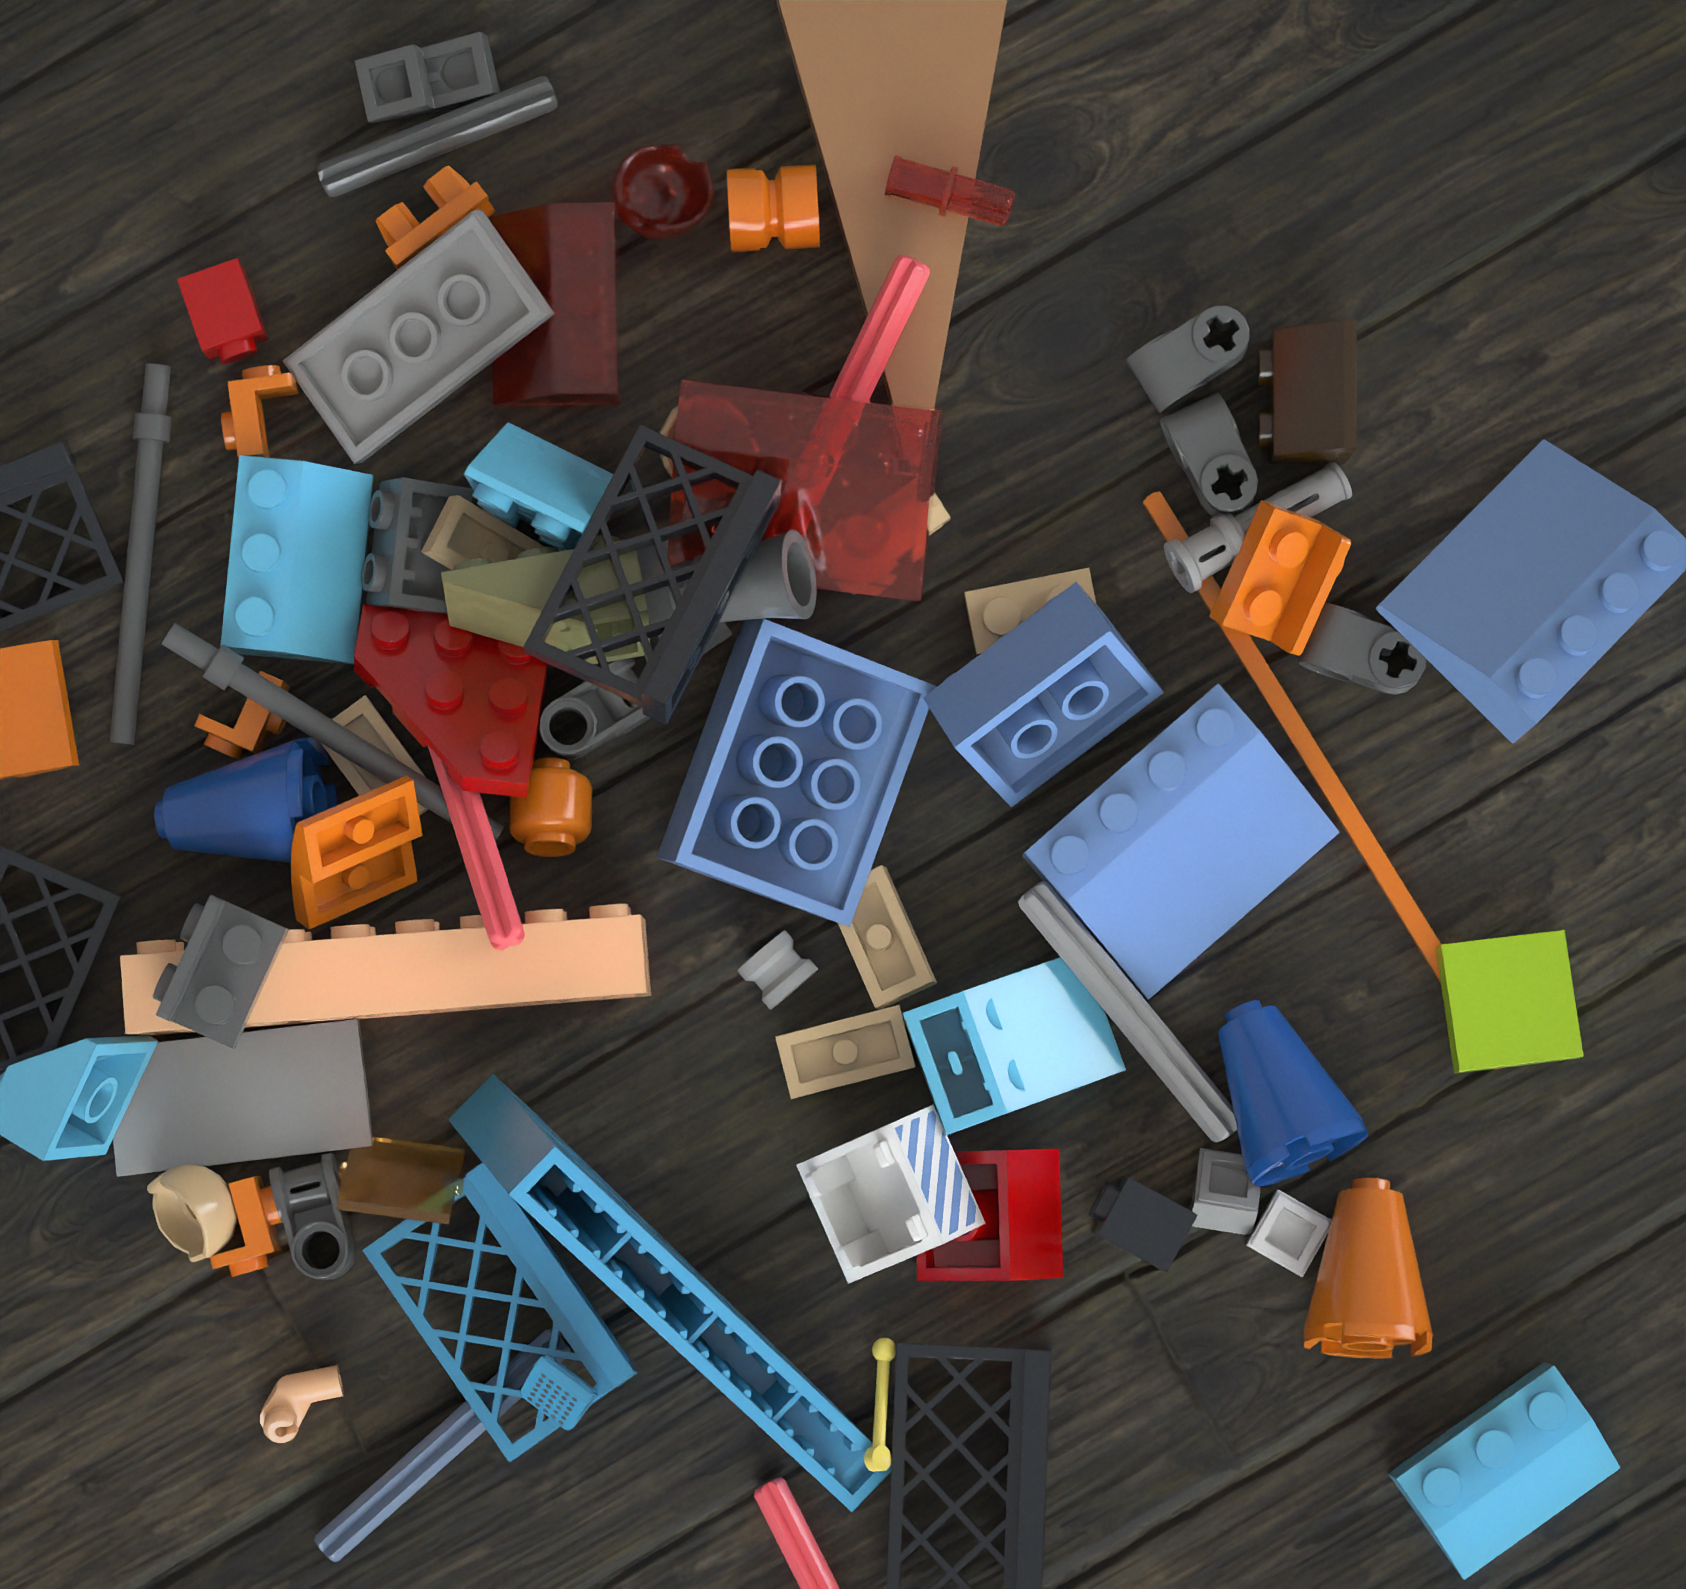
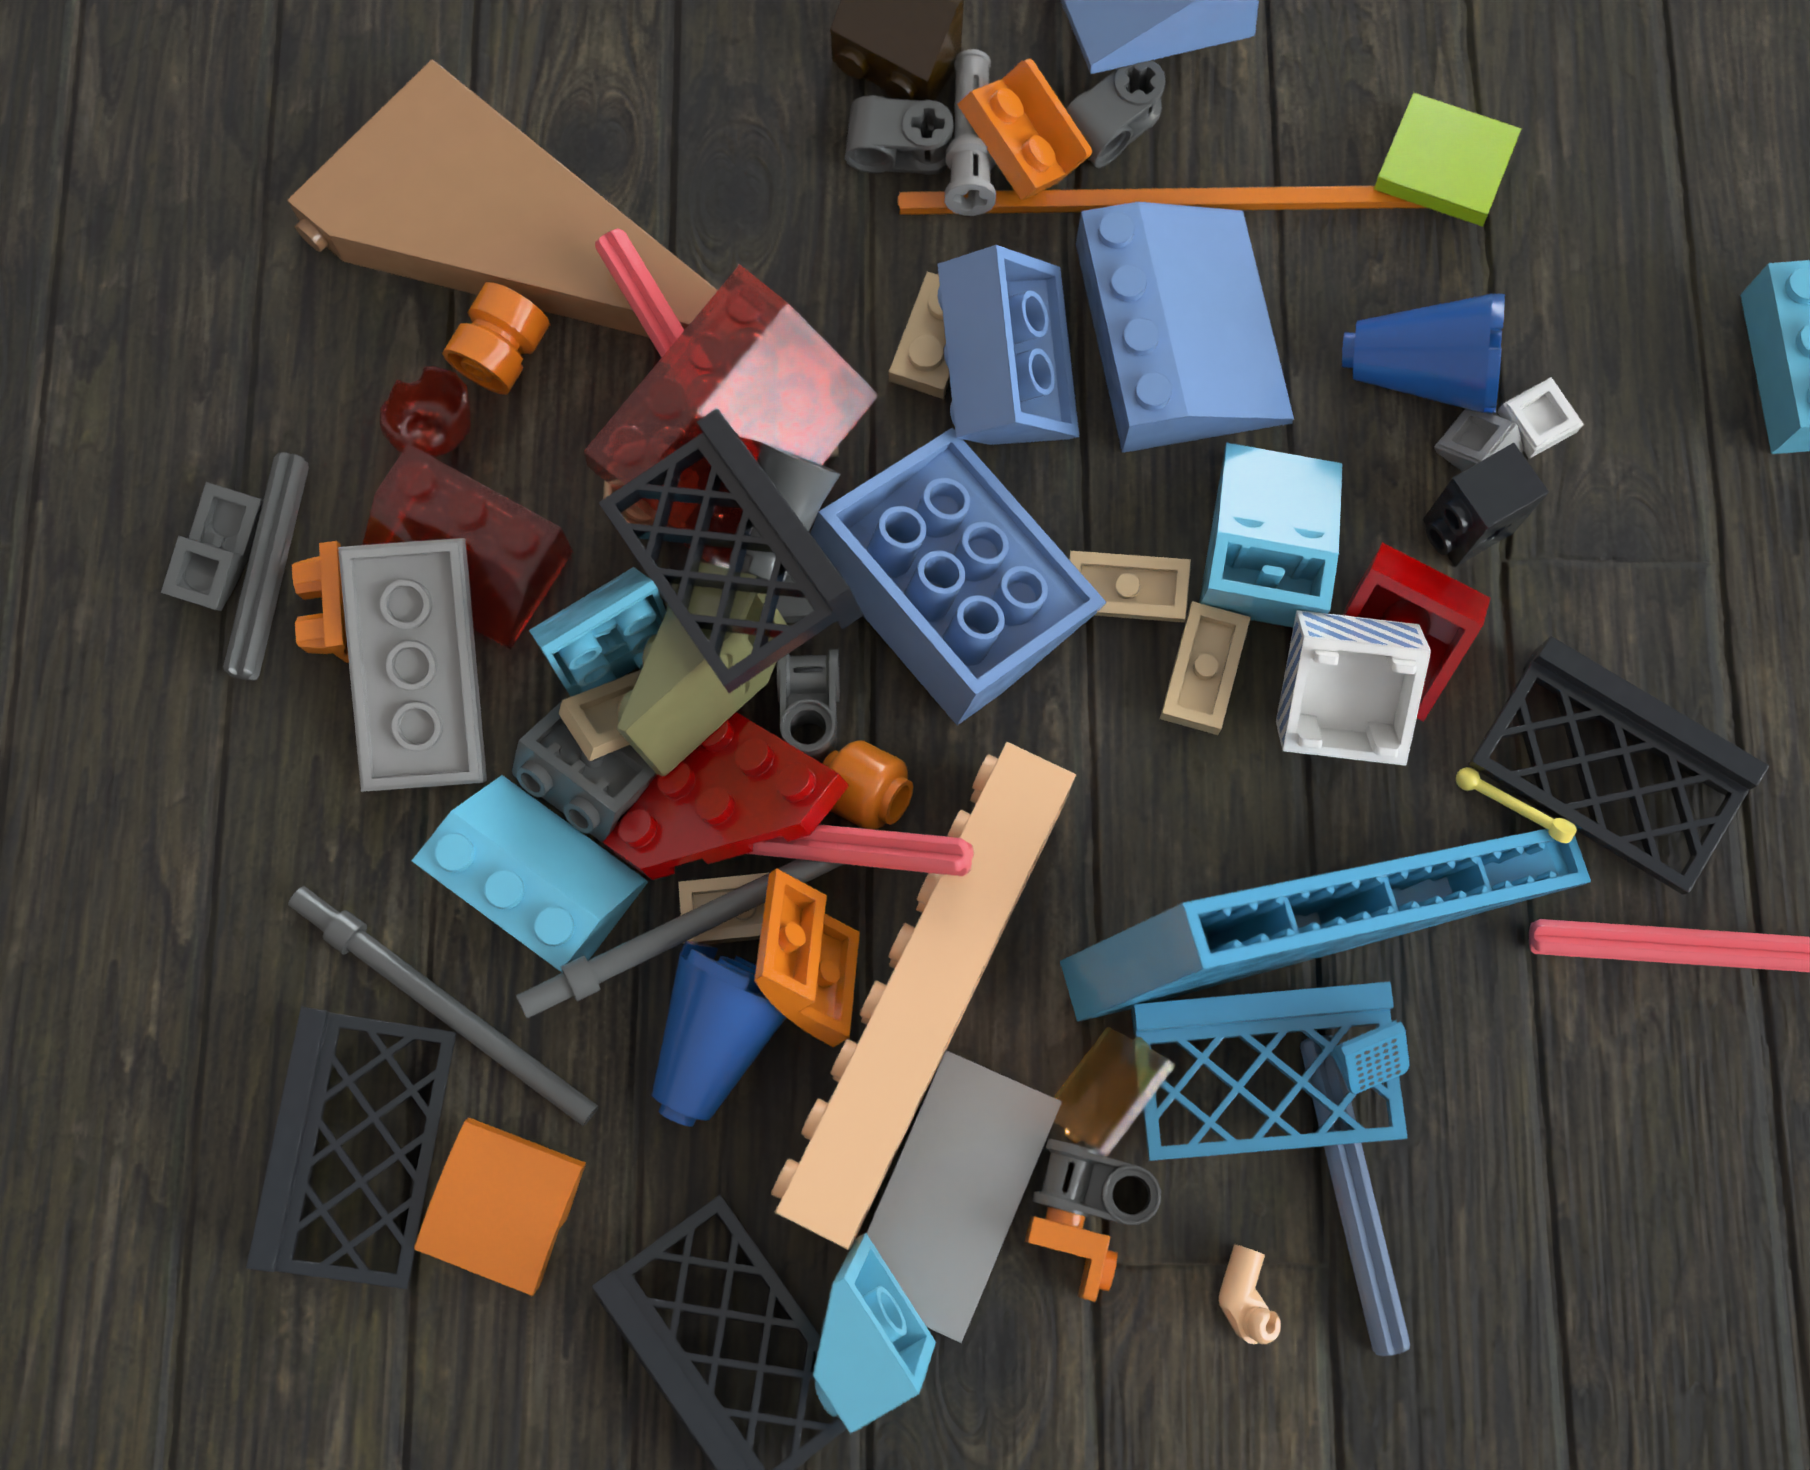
camera: 60 degrees left, 10 degrees down
(194, 1210) = (1032, 1289): tan hair -> none
(219, 970) = (844, 1125): dark grey bracket -> none
(224, 311) = (287, 812): red brick -> none
(245, 423) = (367, 830): orange bracket -> none
(250, 730) = (652, 1003): orange bracket -> none
(777, 969) = (1107, 681): light grey wheel -> none
(949, 191) = (569, 190): clear red axle -> none
(1129, 1010) = (1297, 430): light grey axle -> none
(1180, 362) = (811, 109): dark grey piece -> none
(1368, 1279) = (1618, 367): orange cone -> none

